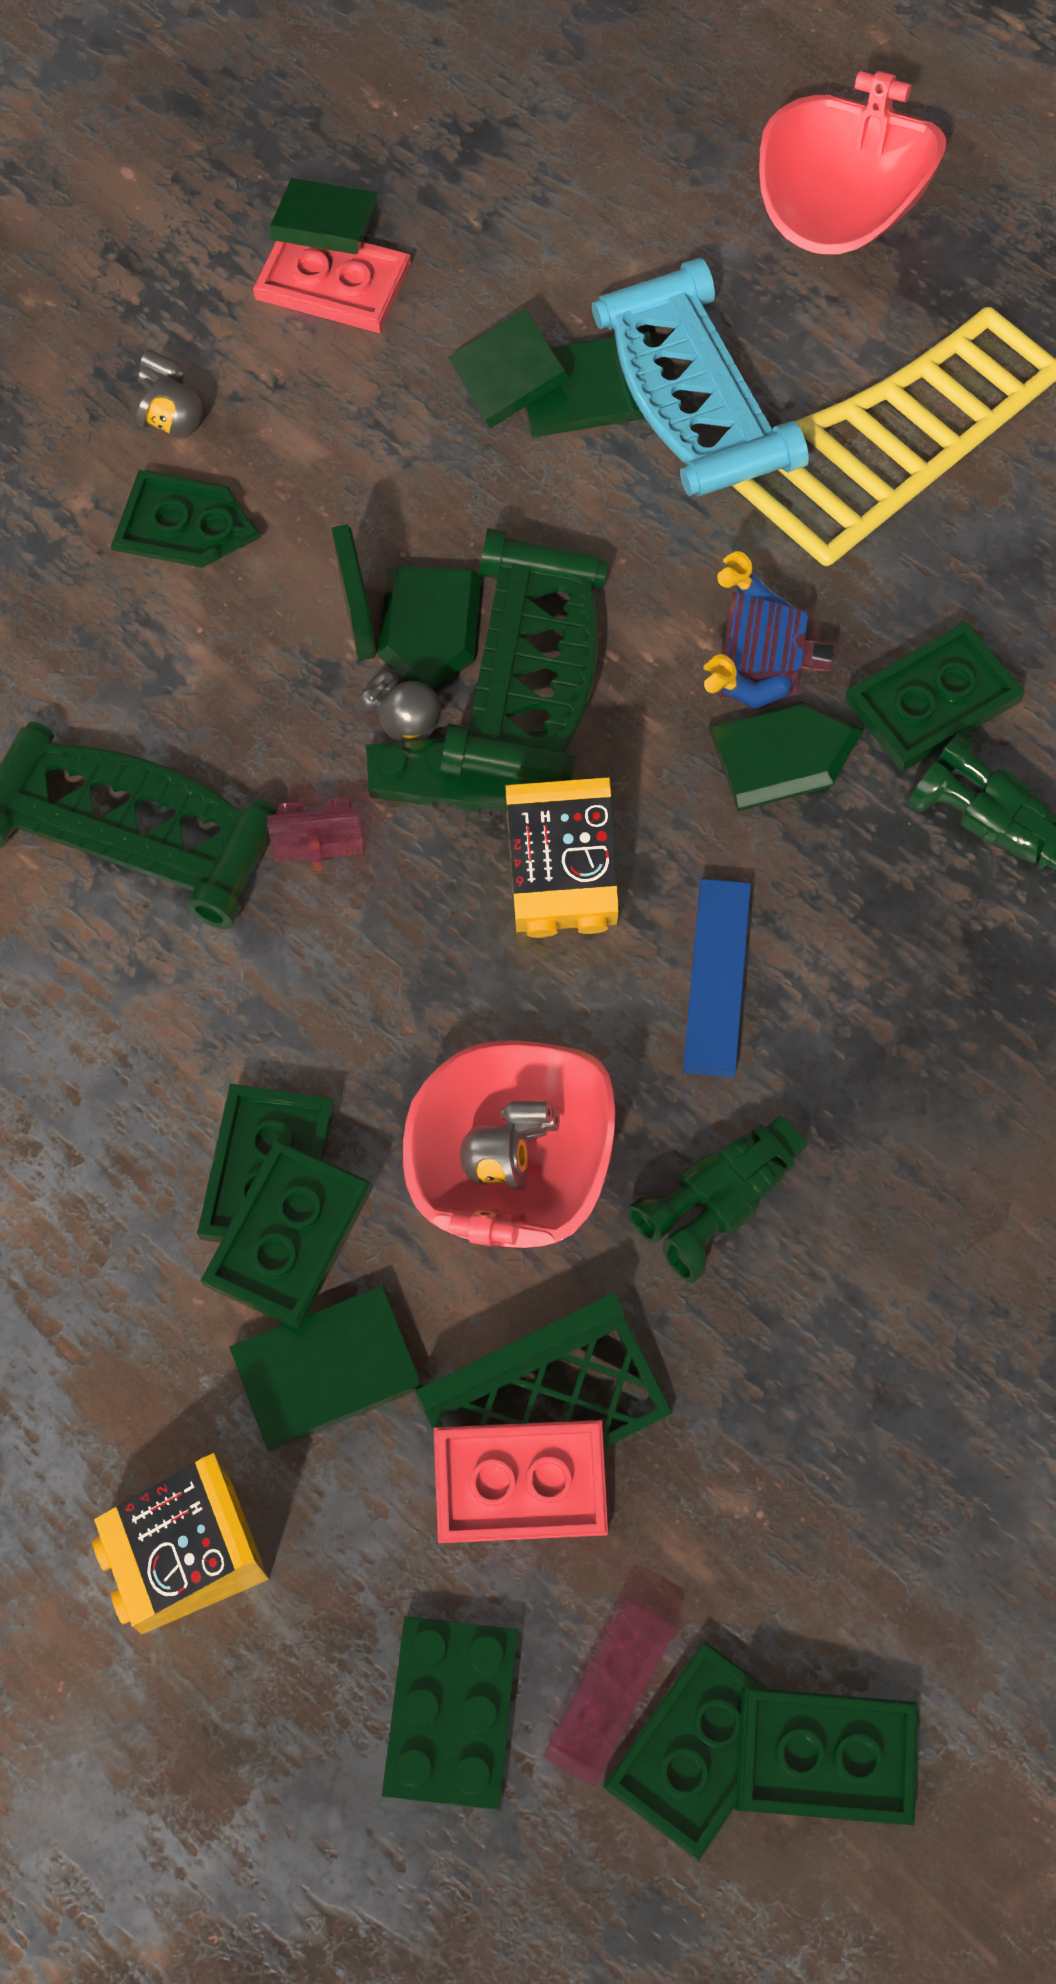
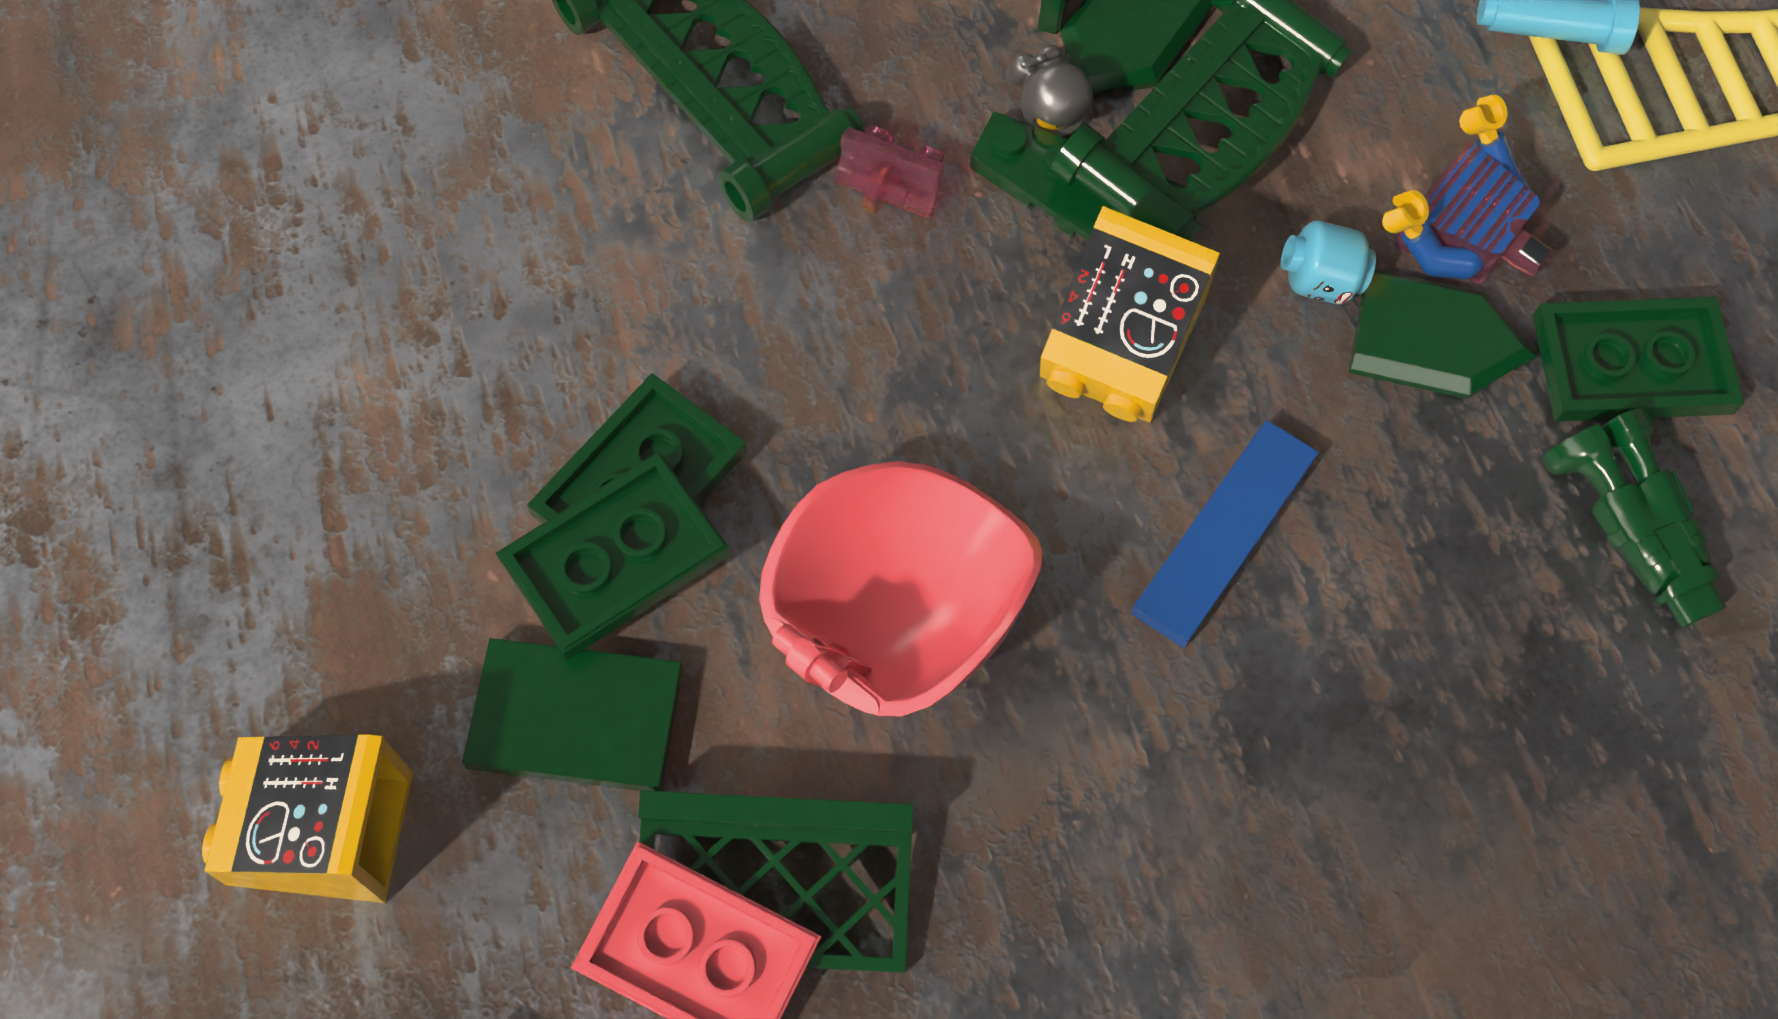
camera: 25 degrees right, 0 degrees up
(501, 1150) = (884, 588): flat silver piece -> none
(680, 736) = (1328, 262): none -> medium azure head
(727, 1188) = (1105, 758): dark green piece -> none

